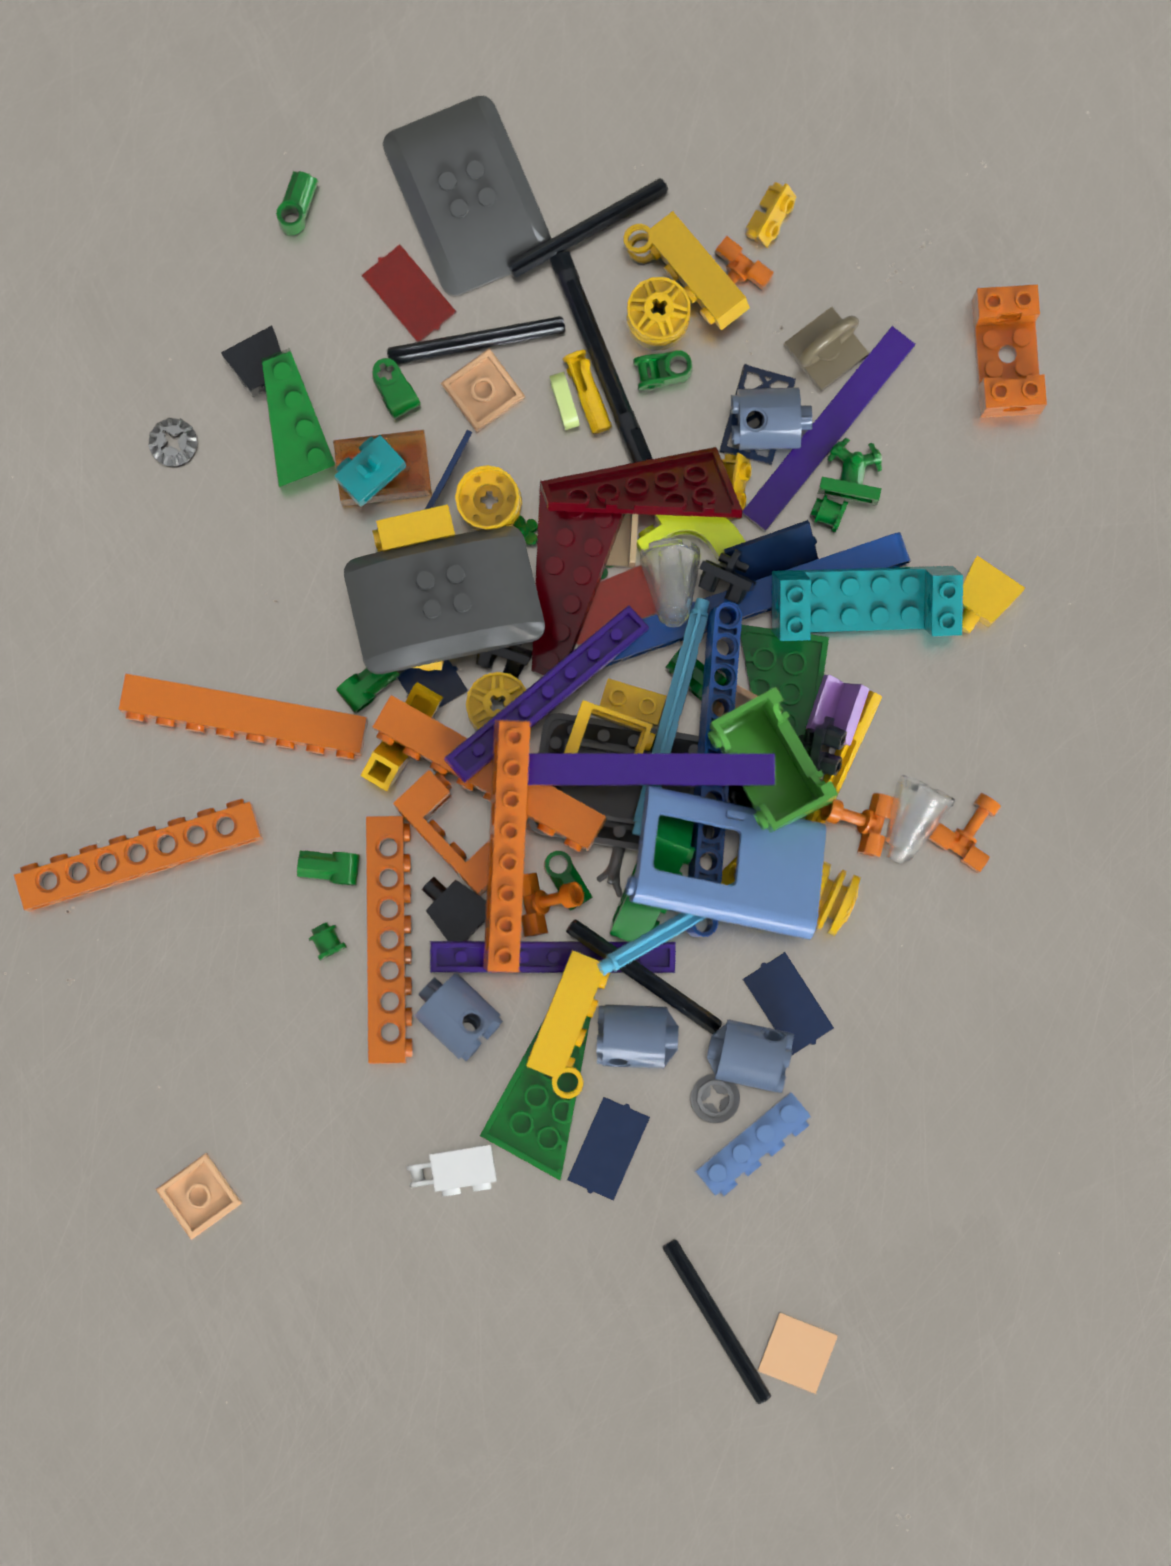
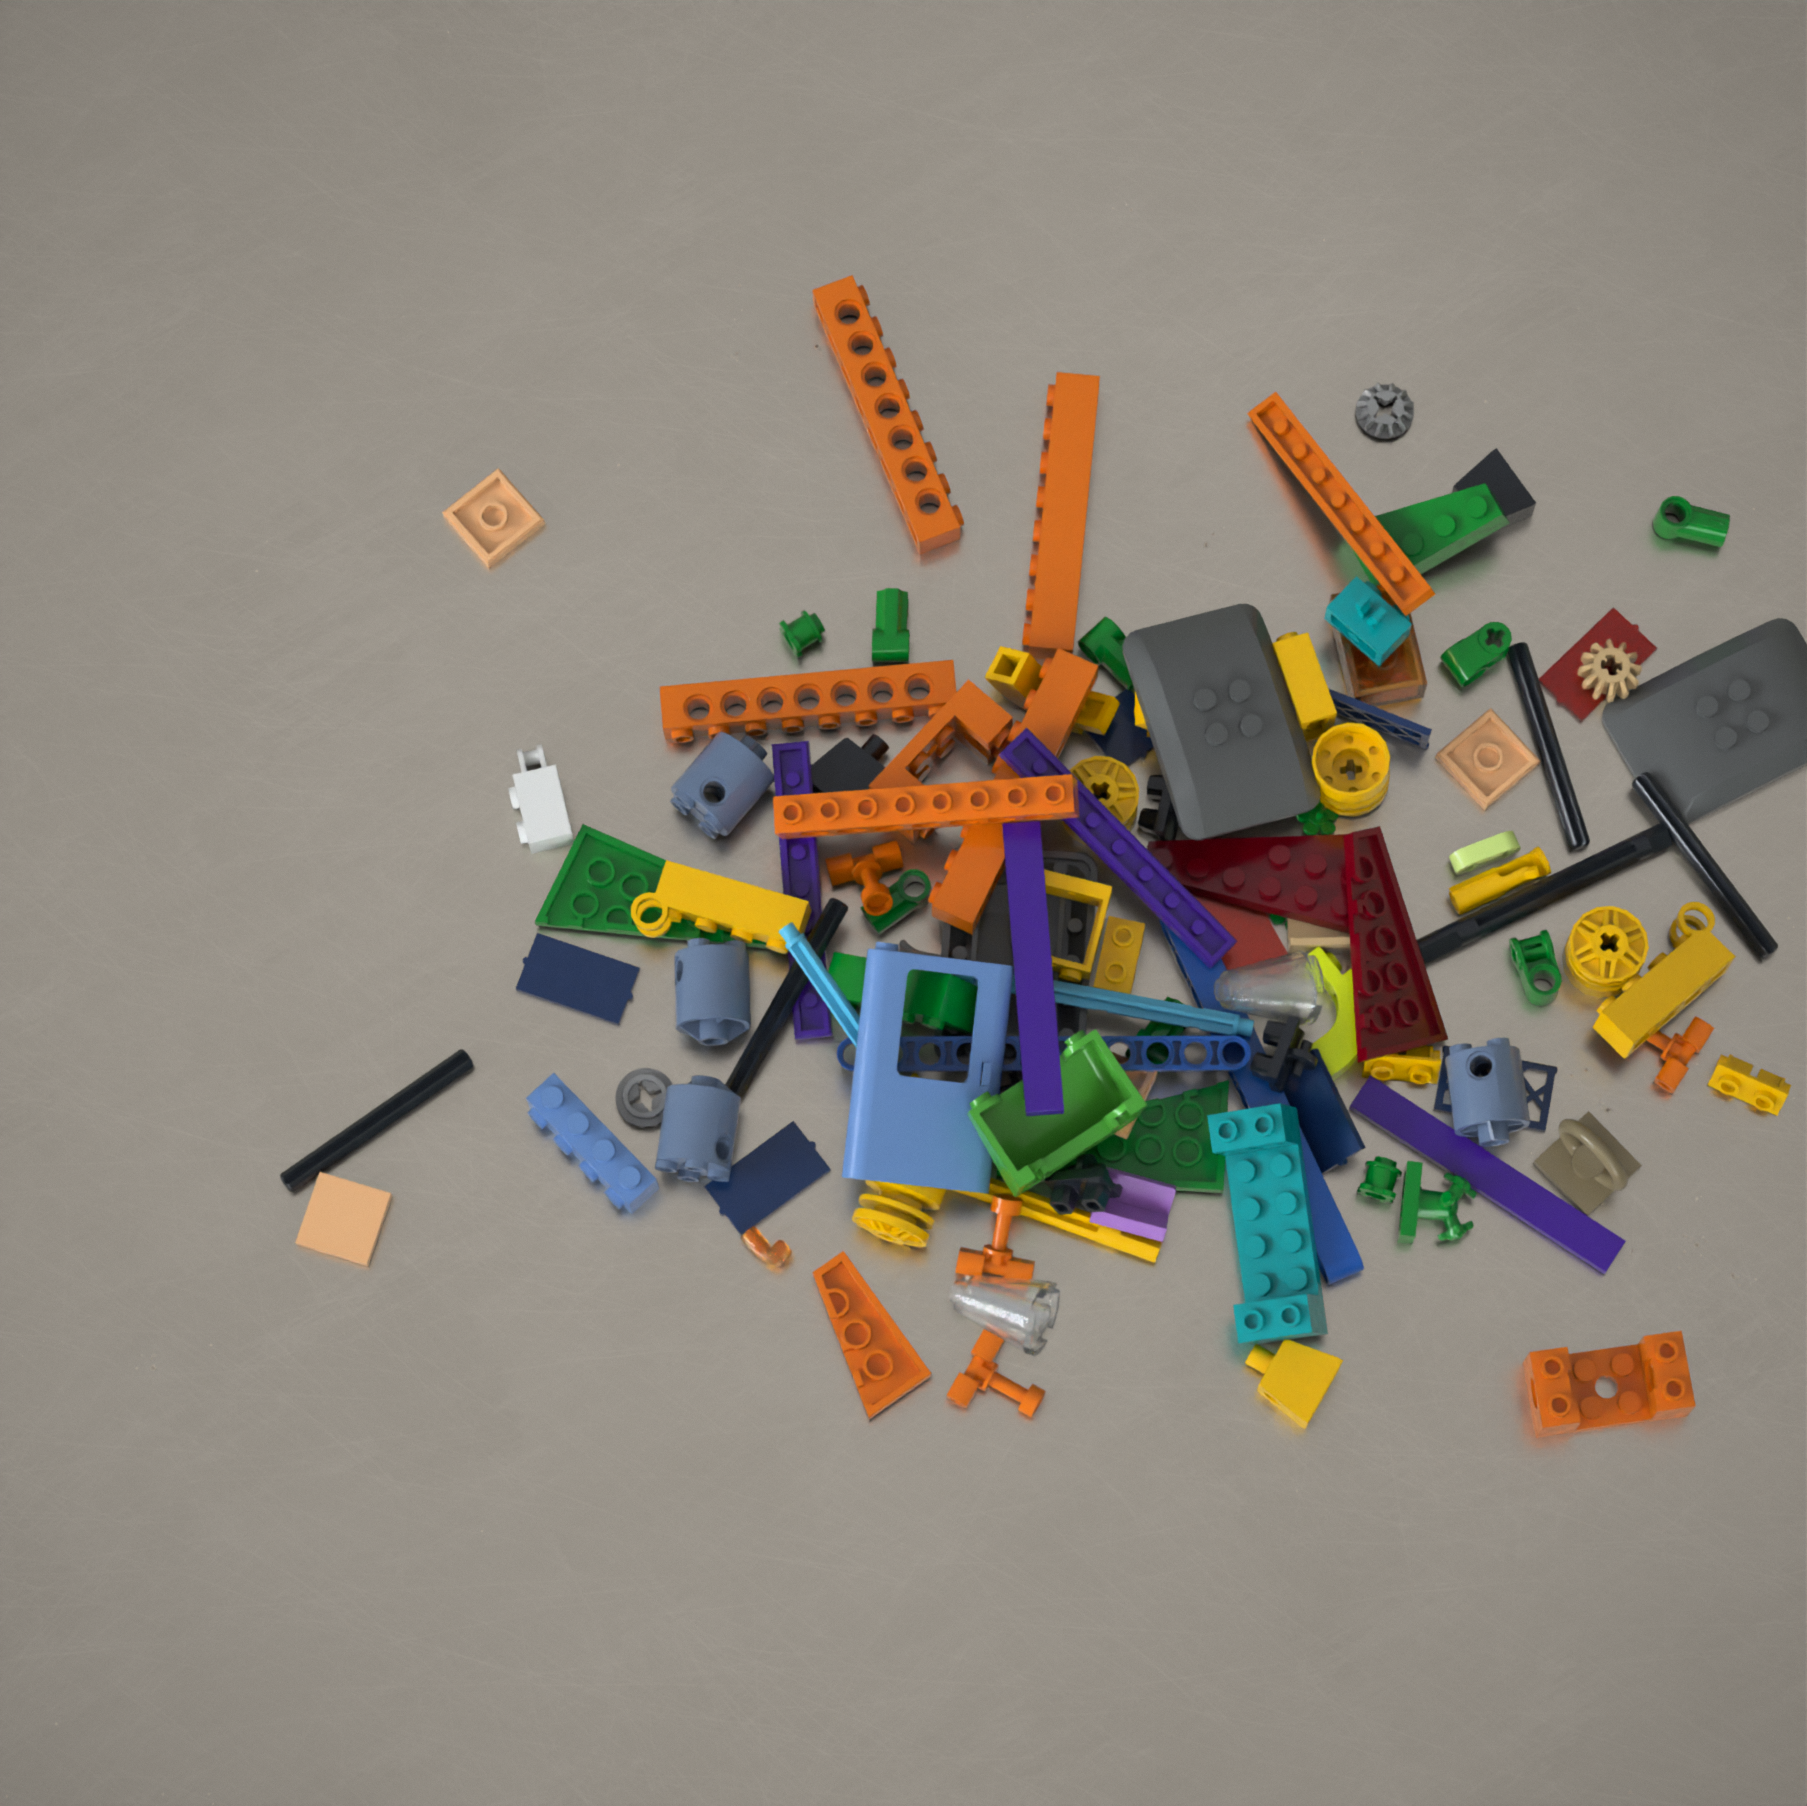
camera: 90 degrees right, 10 degrees down
(261, 483) = (1341, 504): none -> orange plate
(429, 288) = (1599, 678): none -> tan gear
(850, 1009) = (762, 1249): none -> clear orange arm
(934, 927) = (872, 1343): none -> orange wing

